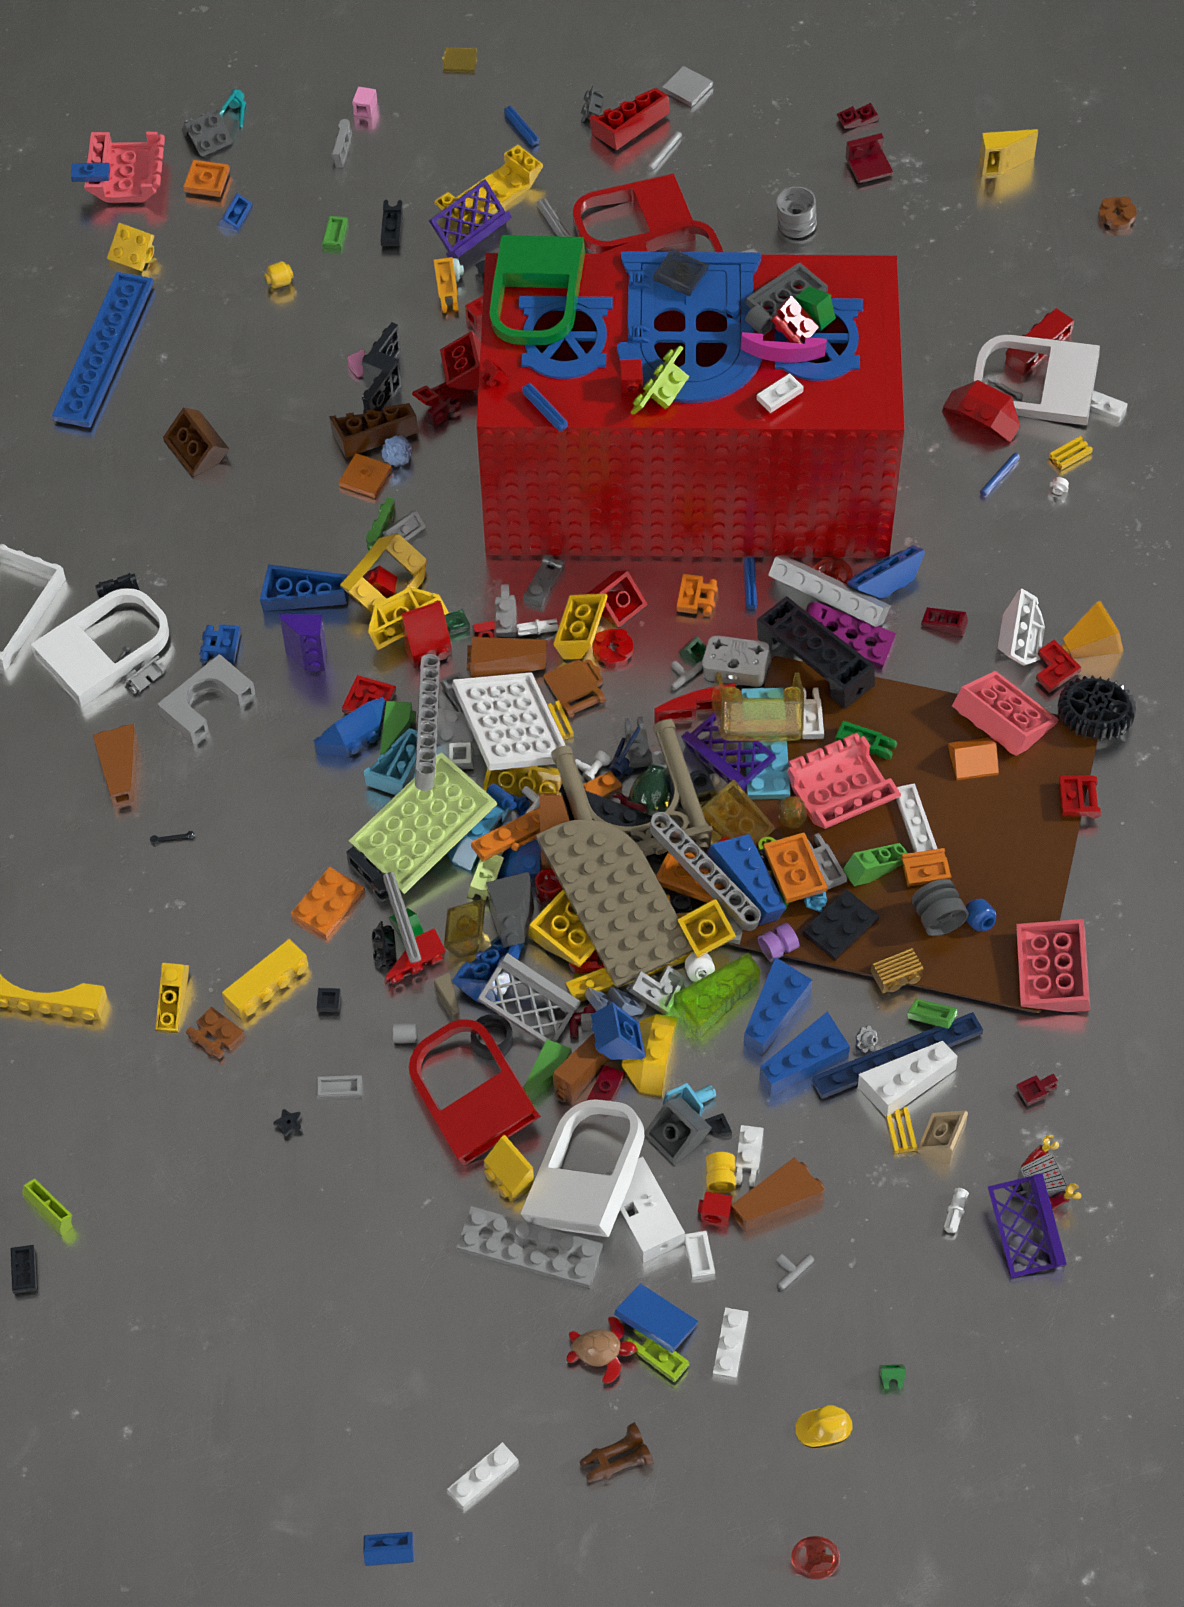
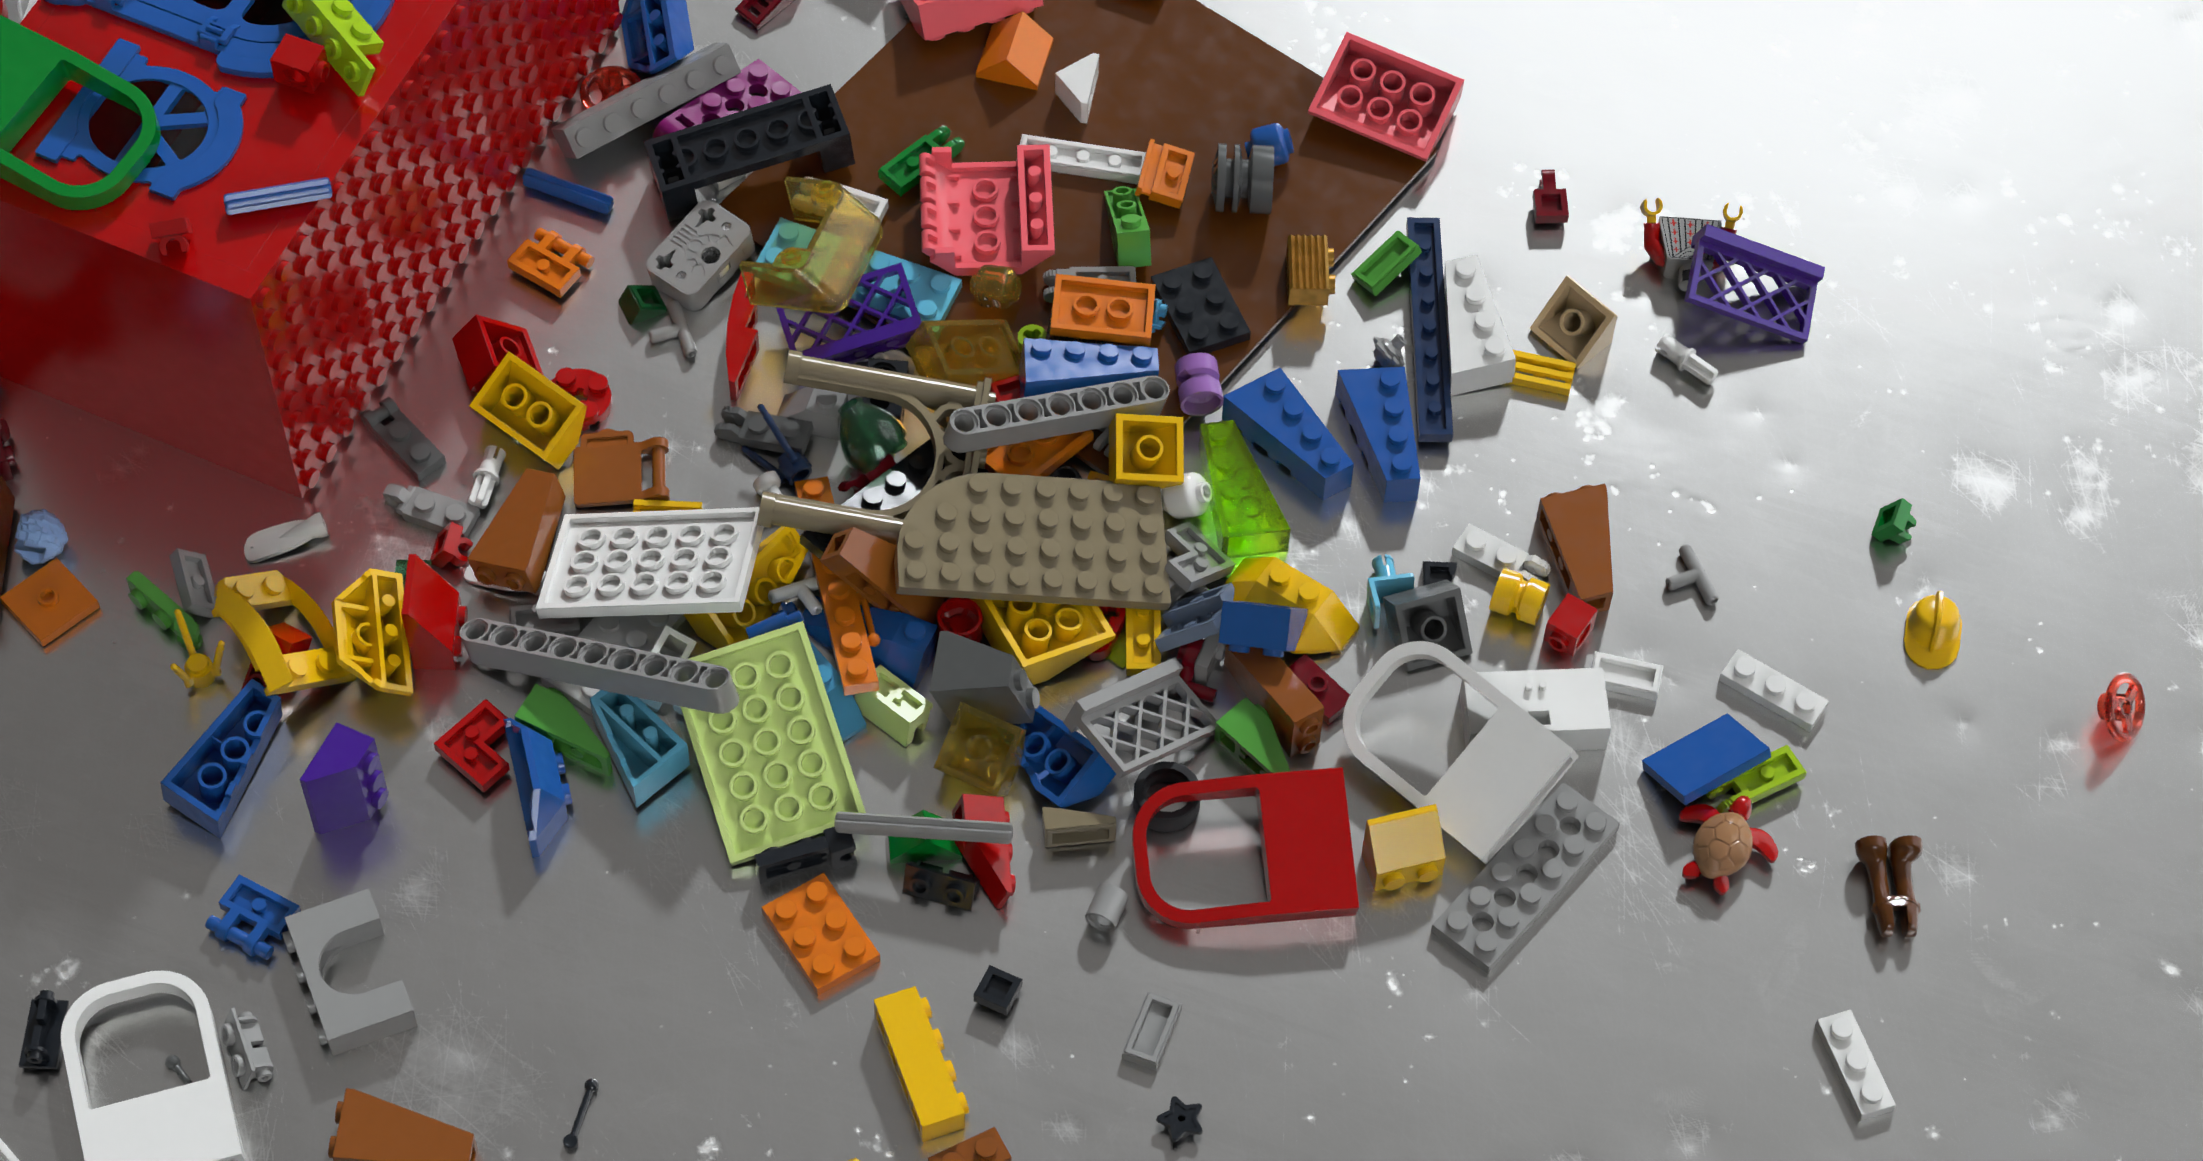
camera: 70 degrees left, 0 degrees up
(354, 553) = (198, 668): none -> yellow plant
(455, 556) = (284, 537): none -> white piece
(967, 798) = (1077, 85): none -> white slope

